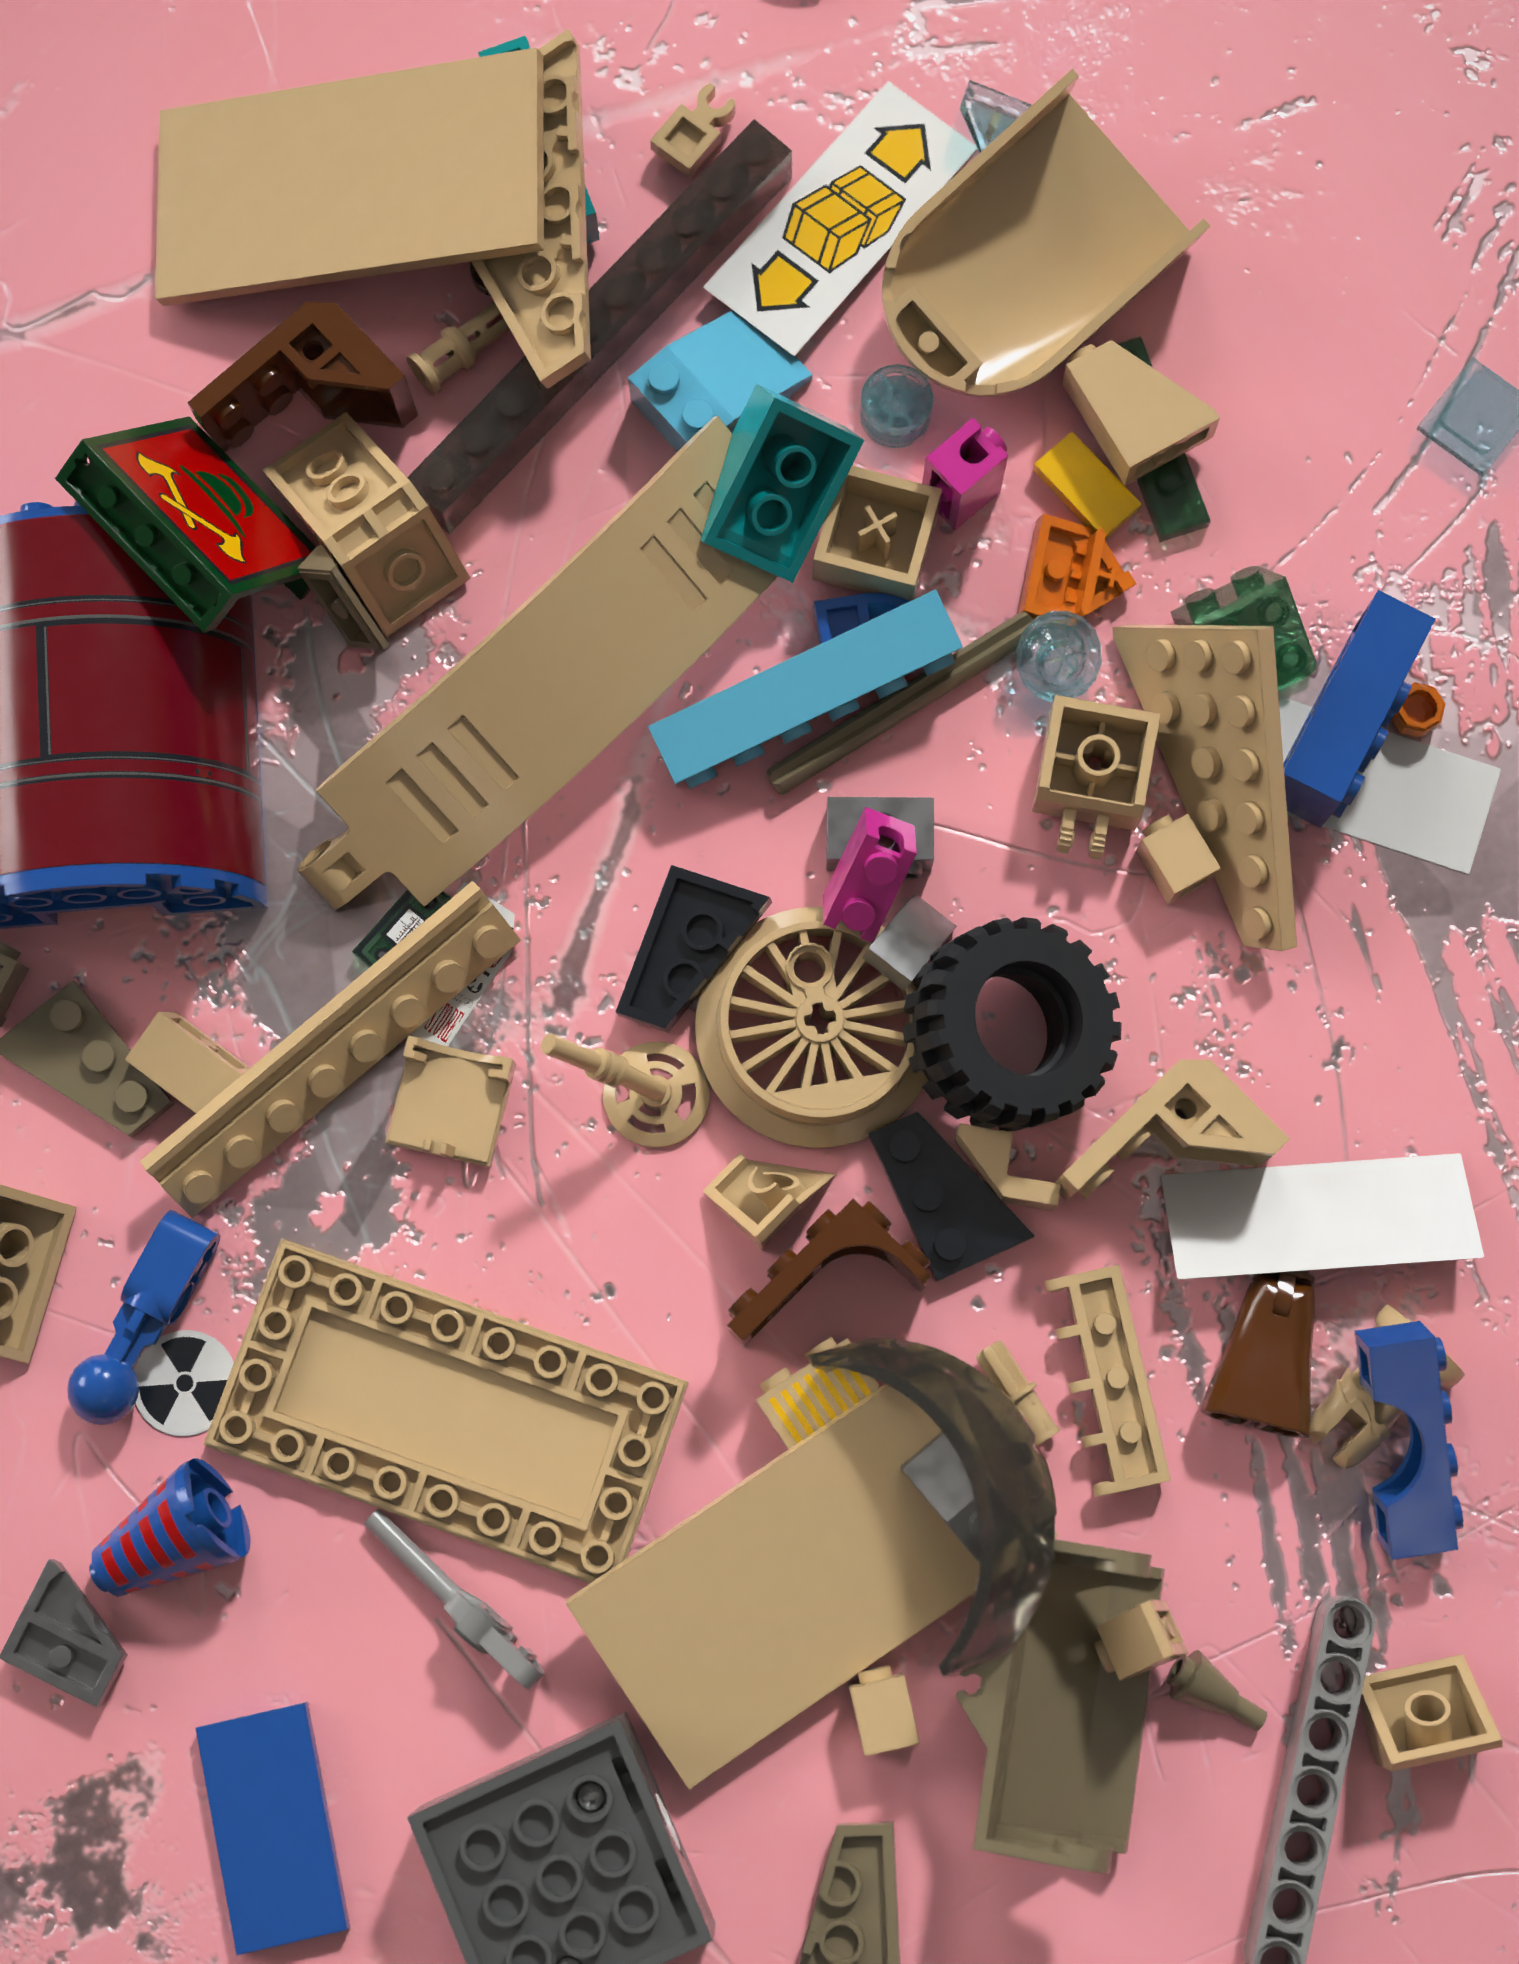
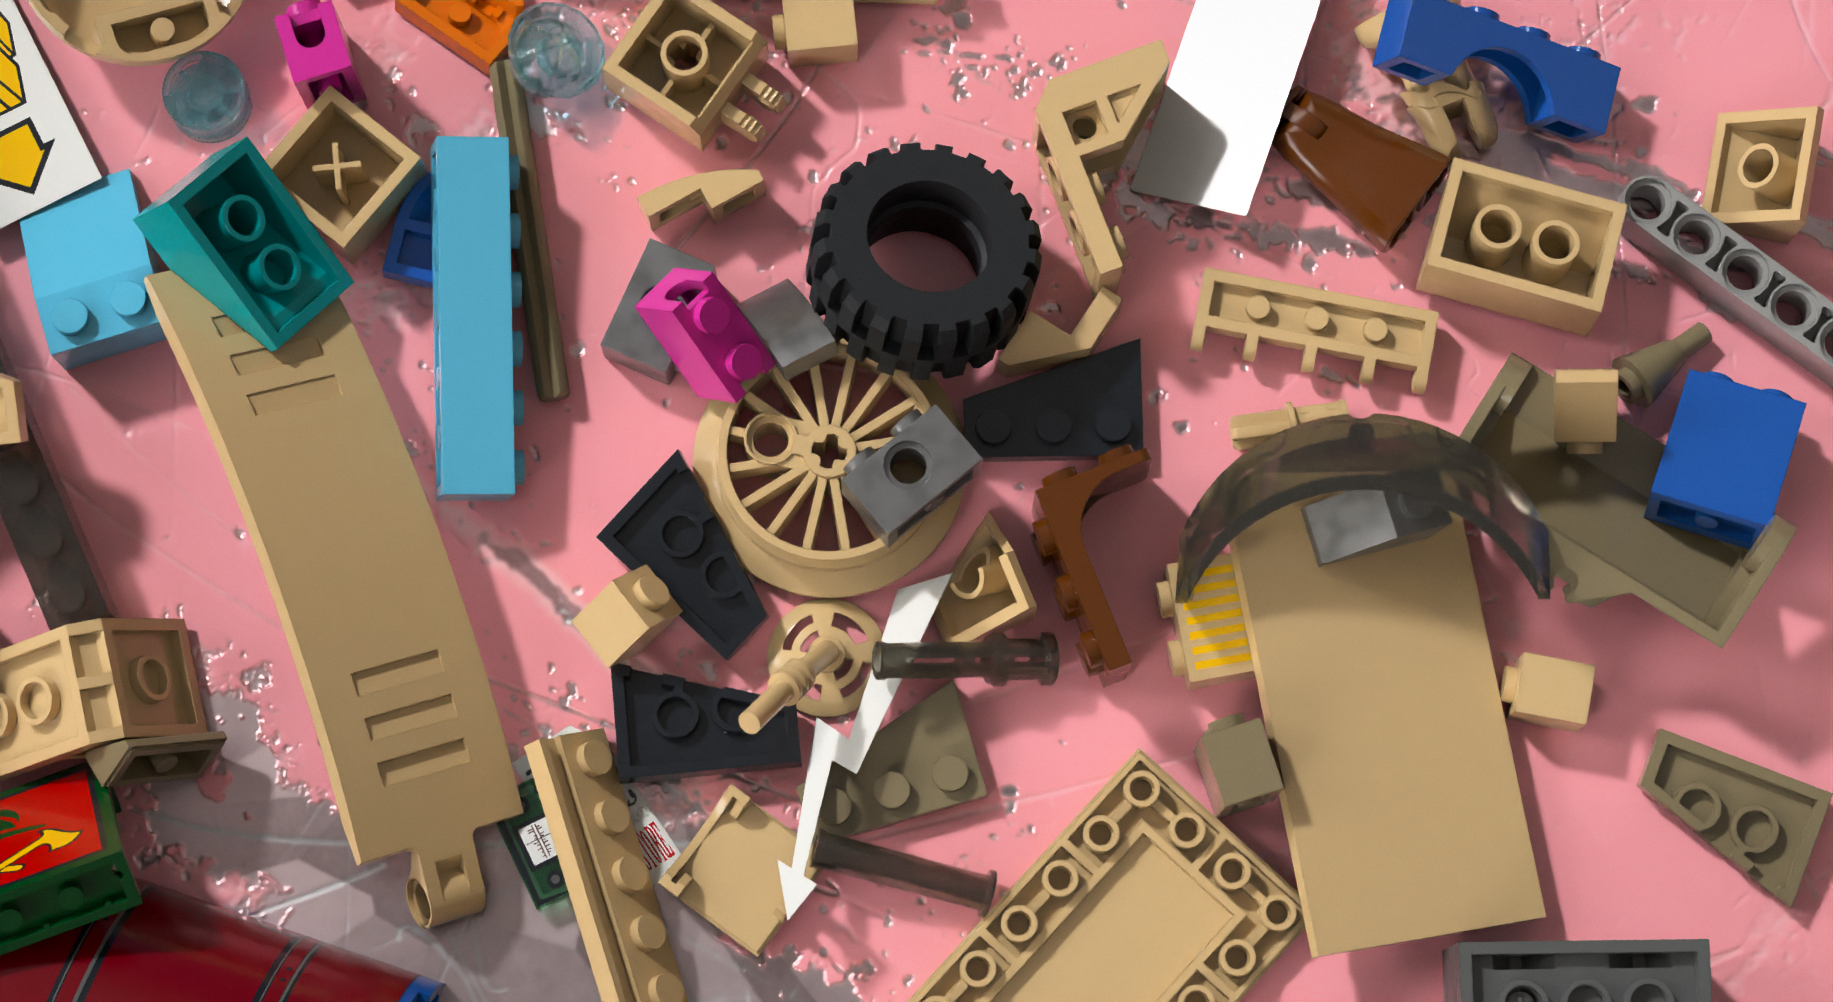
camera: 70 degrees left, 0 degrees up
(501, 1230) = (904, 871): none -> clear smoke pin
(545, 993) = (693, 729): none -> black wing
(584, 1192) = (910, 771): none -> dark tan wing
(615, 916) = (627, 615): none -> tan brick
(701, 1468) = (1237, 765): none -> dark tan brick
(707, 1228) = (995, 666): none -> clear smoke pin
(708, 1146) = (906, 623): none -> white sticker
(792, 1093) = (897, 507): none -> flat silver brick
(1001, 837) = (718, 190): none -> tan slope
(1152, 1784) = (1725, 458): none -> blue panel
(1259, 1528) = (1522, 247): none -> tan slope

